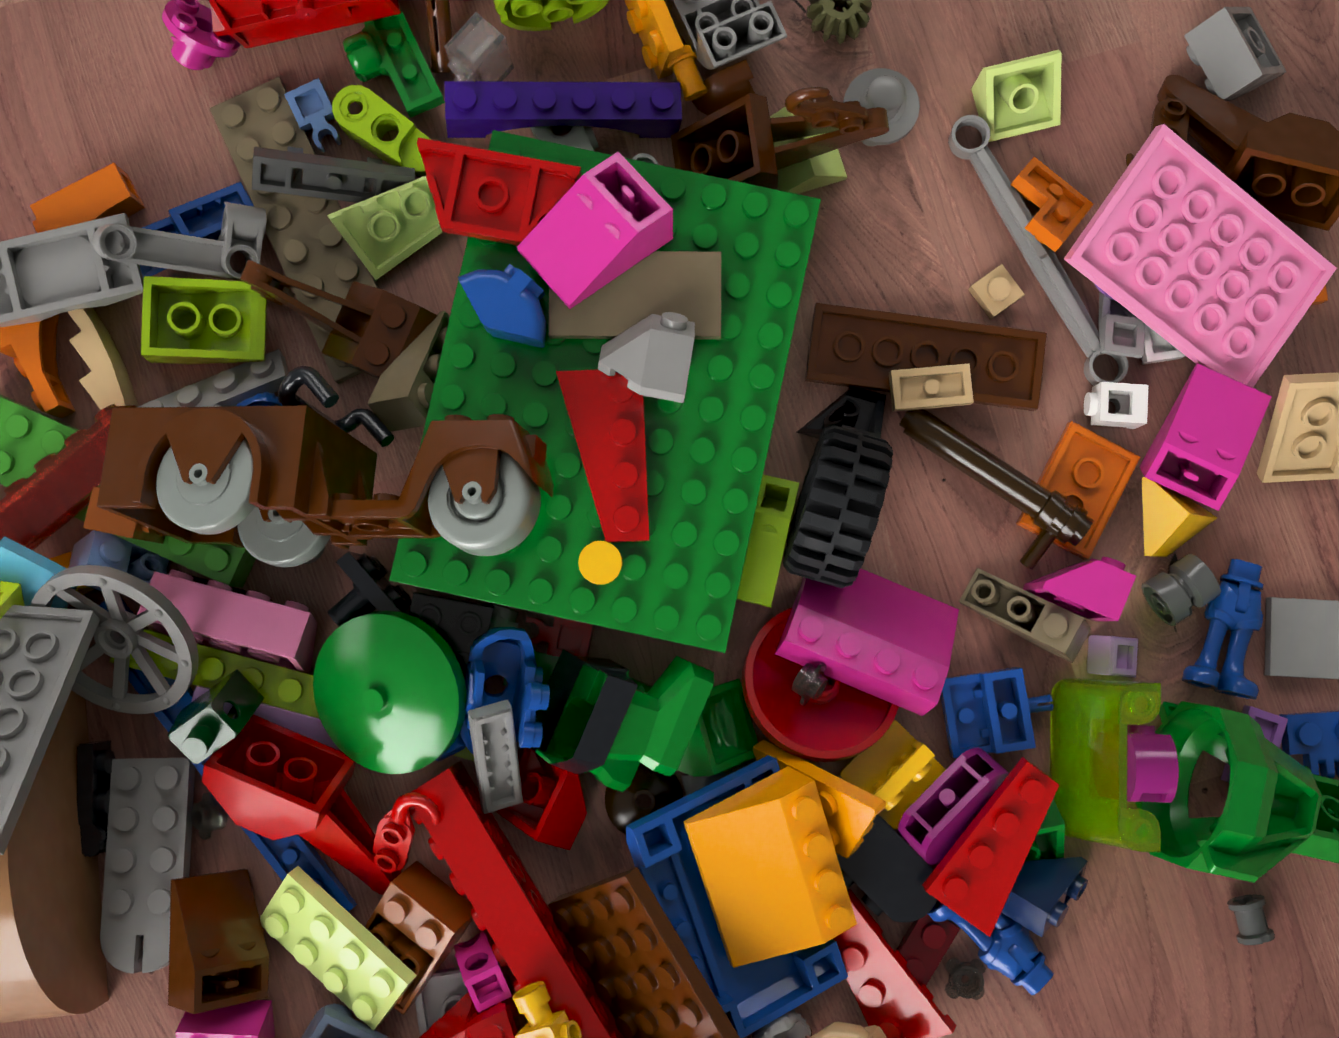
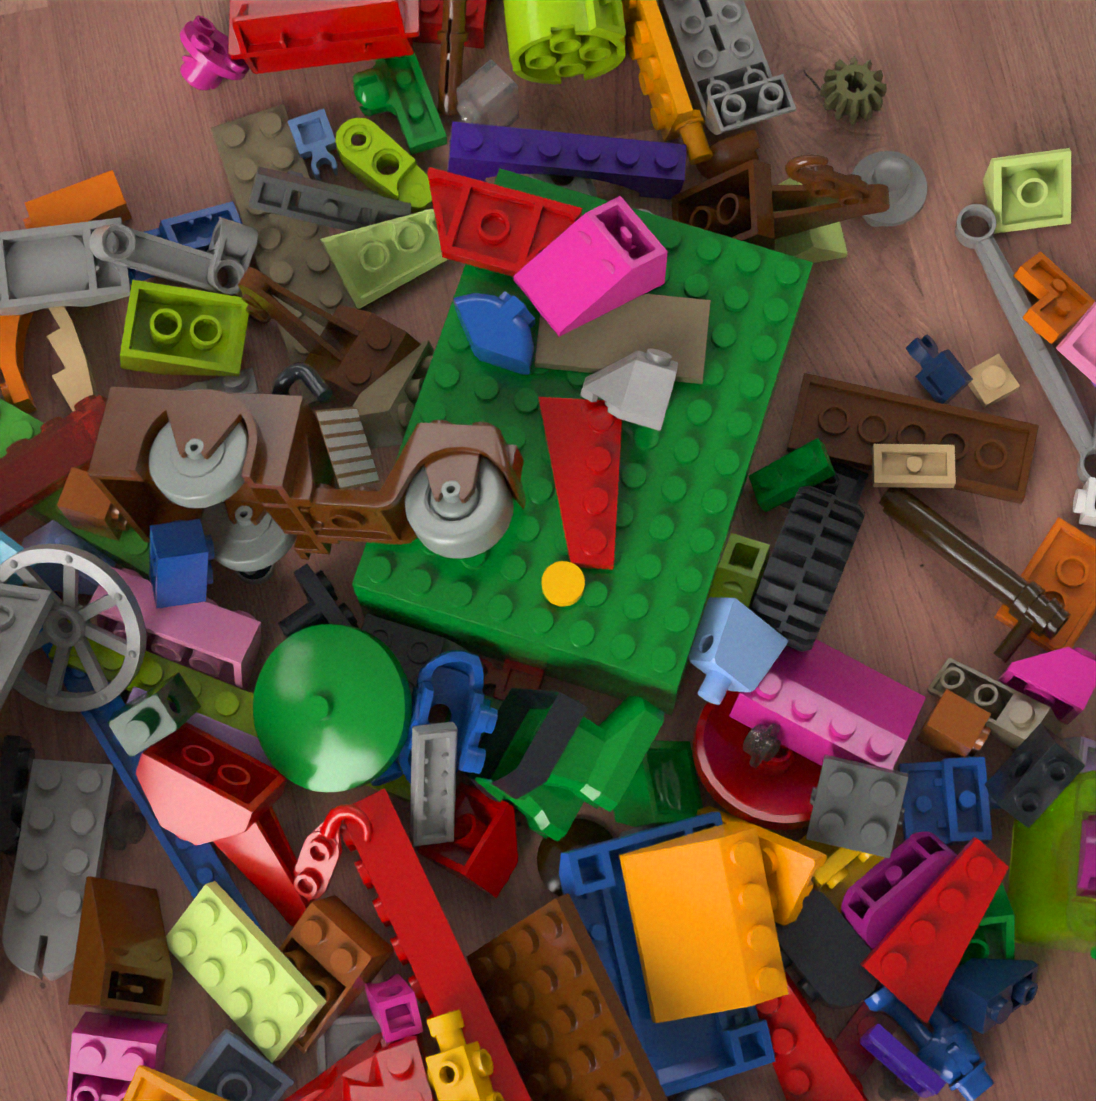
camera: 10 degrees right, 10 degrees down
(219, 568) = (180, 563): none -> blue brick
(364, 446) = (347, 447): none -> white sticker
(775, 599) = (733, 649): none -> light blue torso
(814, 407) = (783, 477): none -> green plate
(907, 738) = (857, 806): none -> dark grey plate
(948, 290) = (941, 371): none -> dark blue plate
(970, 978) = (901, 1062): none -> dark purple tile
(991, 642) = (955, 727): none -> dark orange brick
(1074, 688) = (1034, 775): none -> black brick

